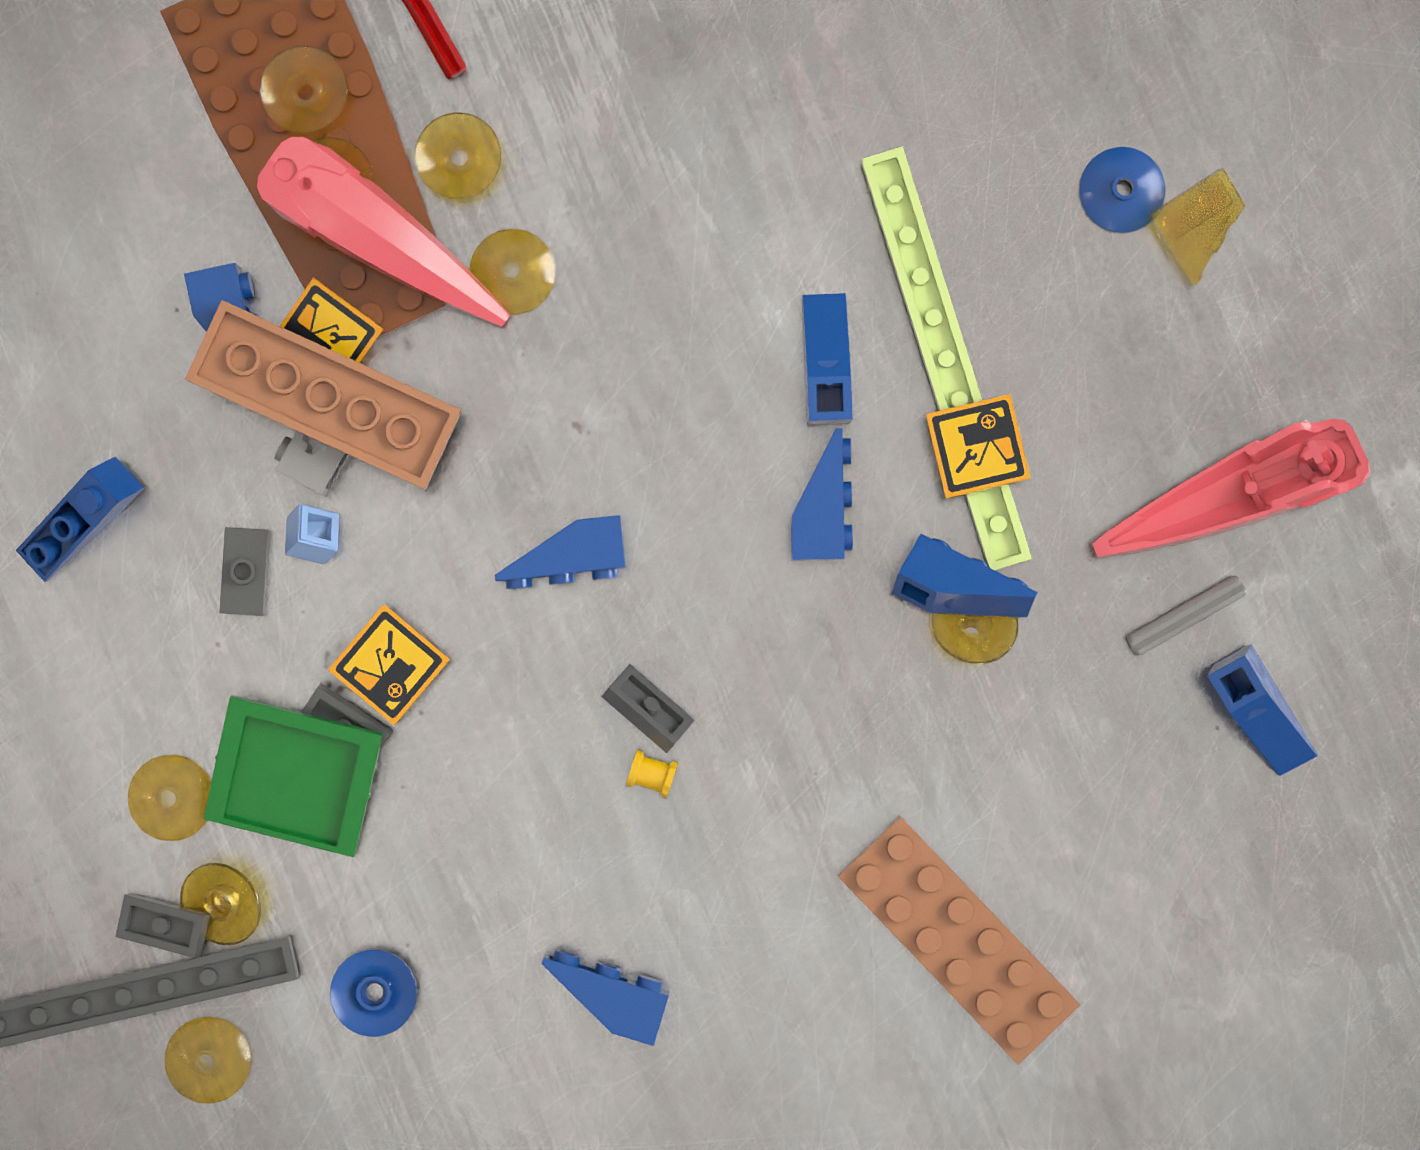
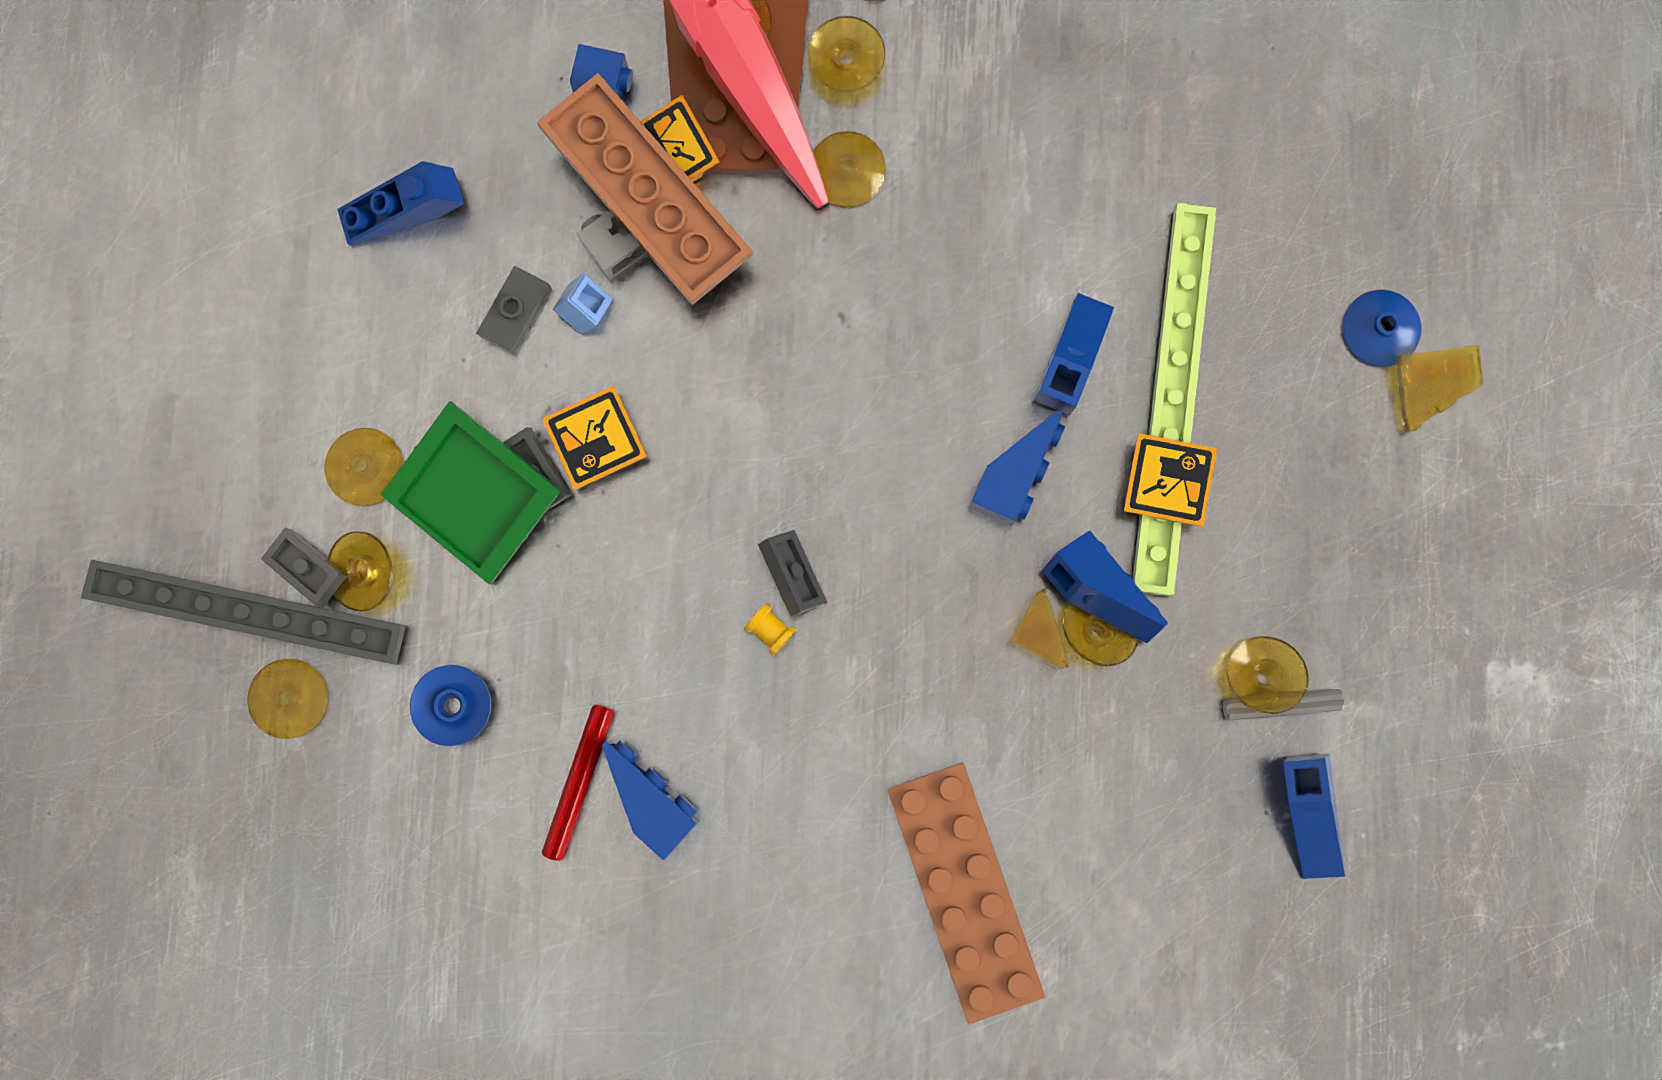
camera: 25 degrees right, 5 degrees down
(533, 1009) = (577, 782): none -> red axle
(580, 547) = (792, 413): blue slope -> none
(915, 656) = (1038, 633): none -> clear yellow slope
(1157, 575) = (1279, 663): none -> clear yellow dish
(1254, 483) = (1384, 618): coral piece -> none

